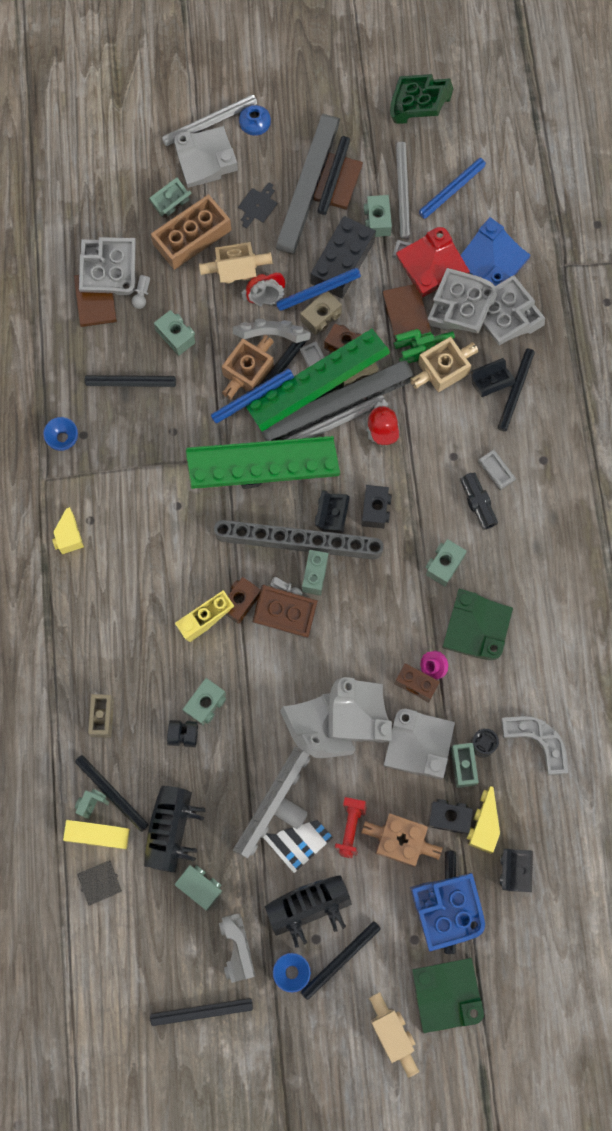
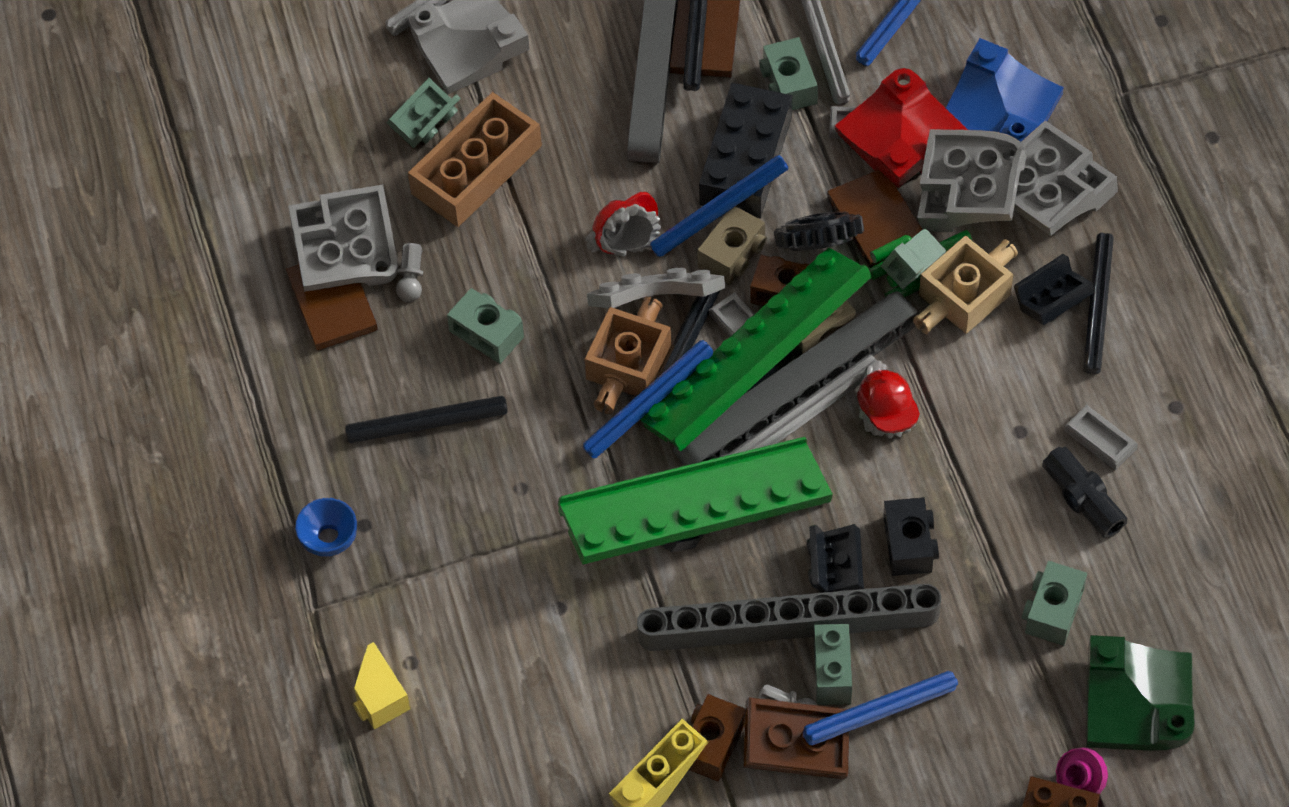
camera: 10 degrees left, 15 degrees down
(235, 262) = (565, 192): tan brick -> none
(265, 203) = (586, 108): black piece -> none
(335, 603) = (879, 708): none -> blue axle
(370, 316) = (819, 231): none -> black gear
(417, 345) = (913, 258): none -> sand green bracket

